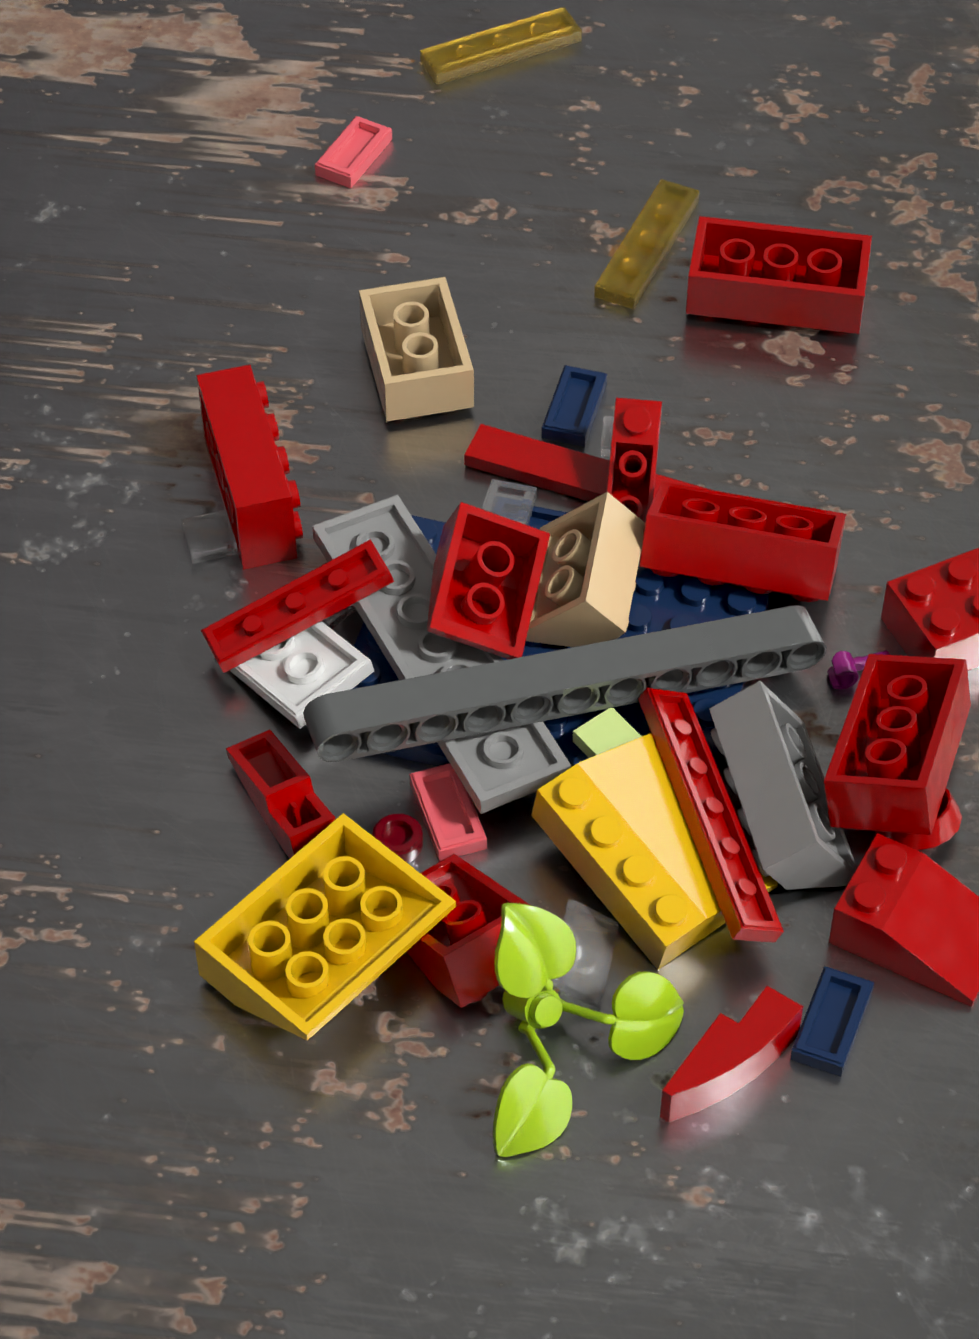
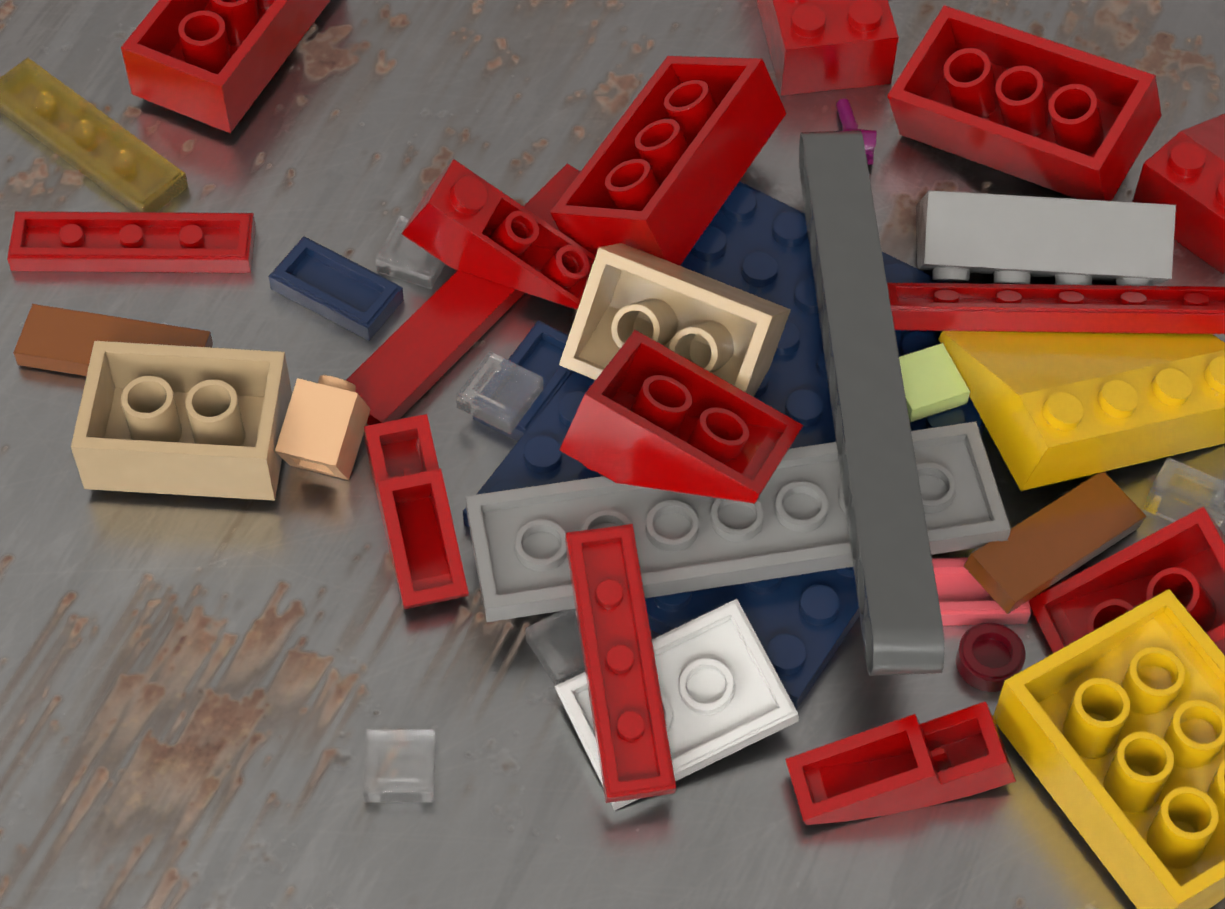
camera: 75 degrees left, 5 degrees up
(250, 466) = (326, 667): red brick -> none
(419, 480) = (415, 511): none -> red slope
(439, 420) = (323, 426): none -> light nougat brick
(477, 307) = (65, 337): none -> dark orange tile
(502, 852) = (1055, 541): none -> dark orange tile
(569, 294) = (132, 242): none -> red tile

